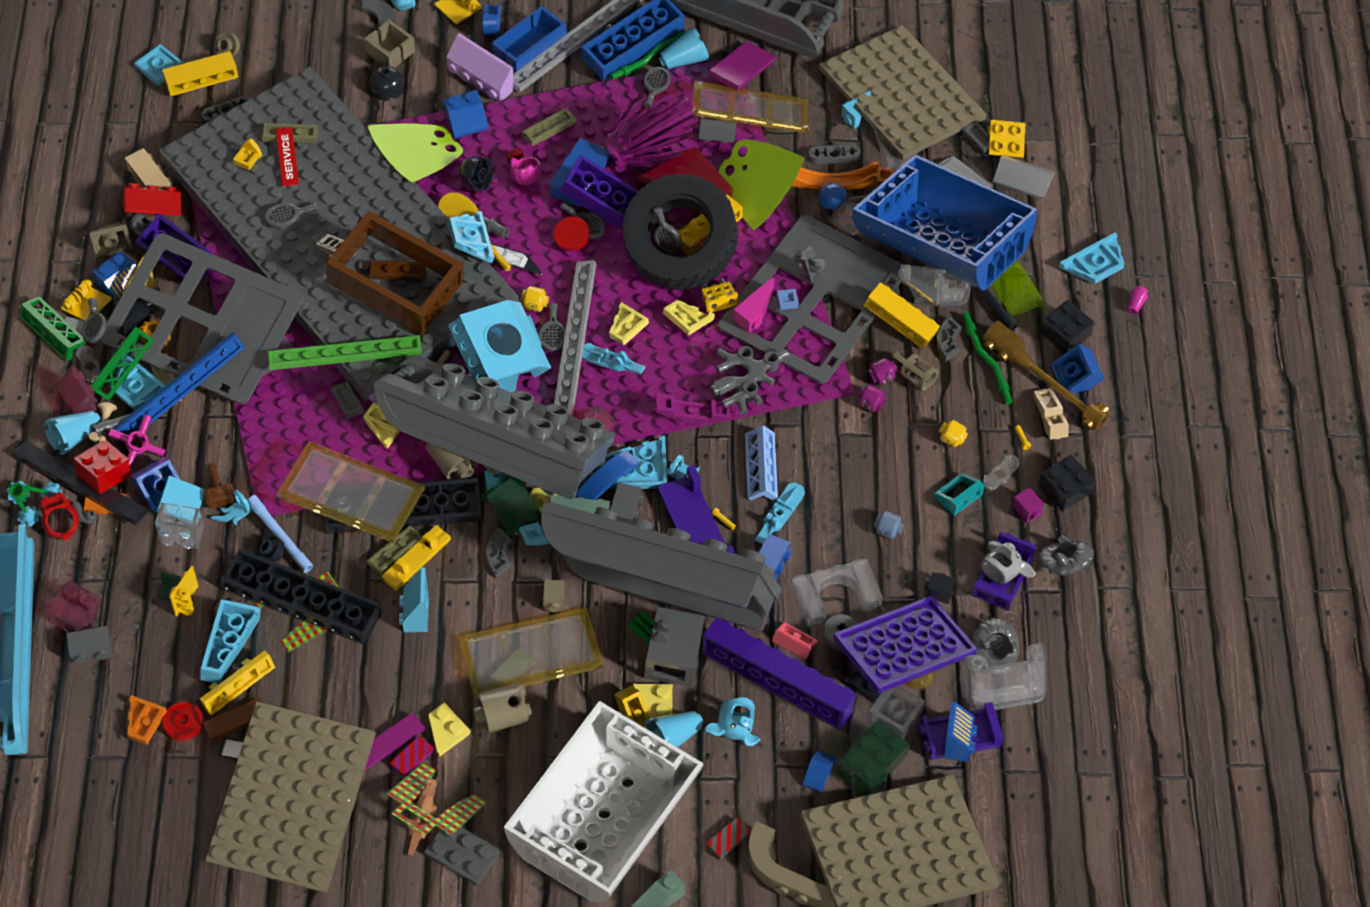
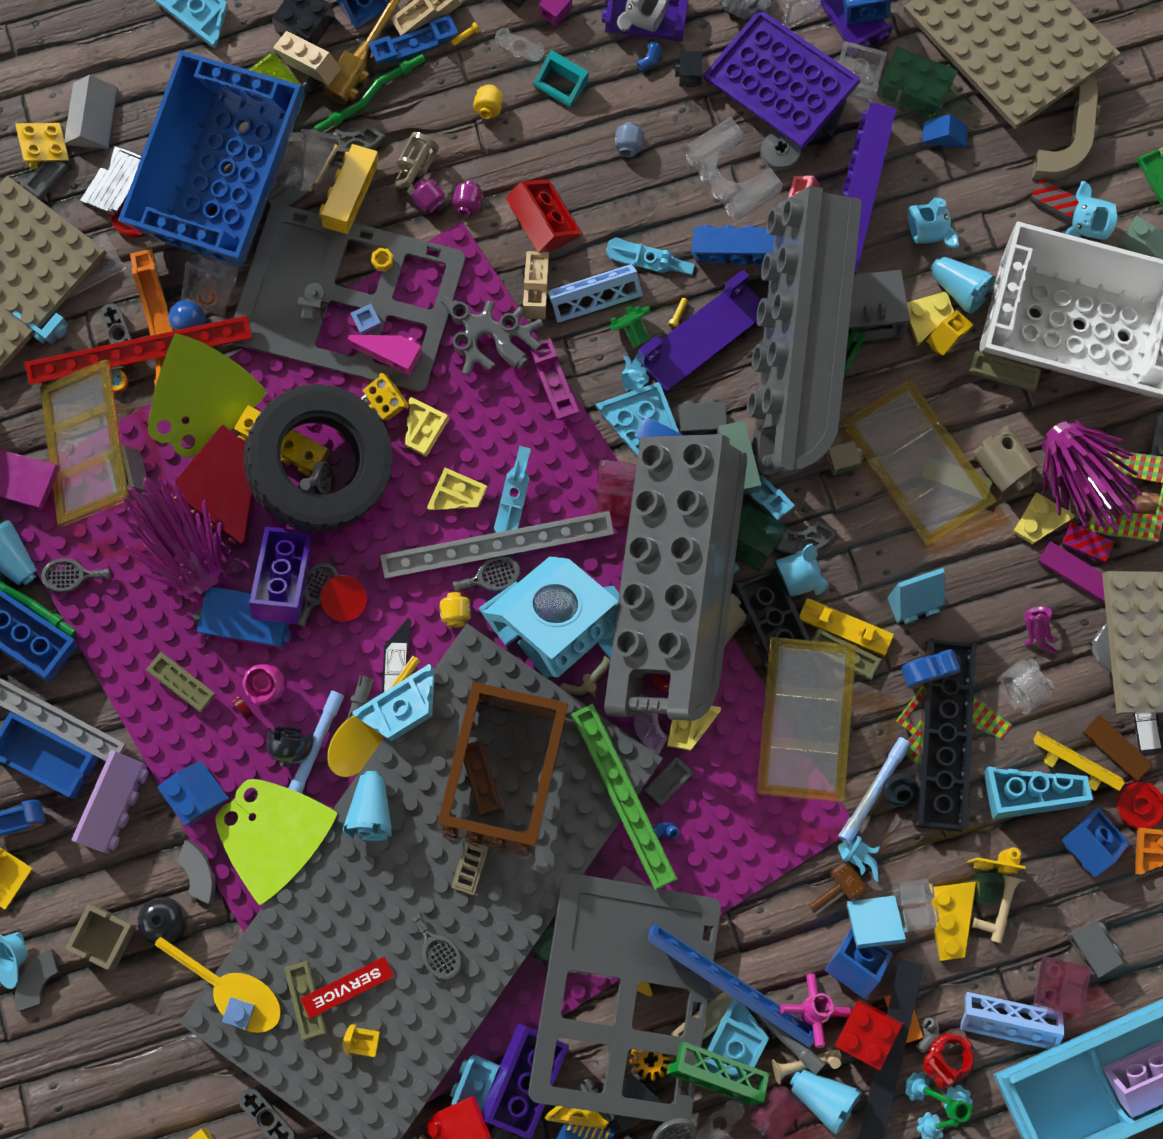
camera: 105 degrees left, 20 degrees up
(65, 564) = (1013, 1025): none -> light blue fence
(138, 587) = (999, 927): none -> tan piece
(159, 556) = (954, 912): none -> yellow wing
(169, 675) = (1096, 842): none -> blue slope
(192, 223) = (476, 1080): none -> medium azure bracket
(299, 93) = (238, 1013): none -> medium blue plate
(312, 659) = (1025, 685): none -> clear brick
(313, 98) = (235, 985): none -> yellow piece
(313, 384) = (666, 830): none -> blue arm
(354, 592) = (930, 669): none -> blue animal
(355, 688) = (1039, 628): none -> magenta piece
(403, 194) = (369, 810): none -> medium azure cone
(420, 108) = (199, 871): none -> tile
(464, 752) = (1082, 463): none -> magenta plant
(469, 530) = (801, 572): none -> medium azure piece
(491, 207) = (329, 712): none -> light blue piece
(698, 853) = (1092, 216): none -> medium azure piece
(721, 477) = (633, 325): none -> green piece
(781, 423) = (535, 285): none -> tan slope
(797, 144) = (119, 380): none -> tile
(813, 159) = (136, 350): none -> red plate
(834, 322) = (382, 259): none -> yellow tile
(840, 446) = (542, 215): none -> red slope
(961, 565) = (653, 56): none -> blue arm
(1023, 395) = (414, 43): none -> blue slope
(1024, 314) = (307, 58): none -> tan brick

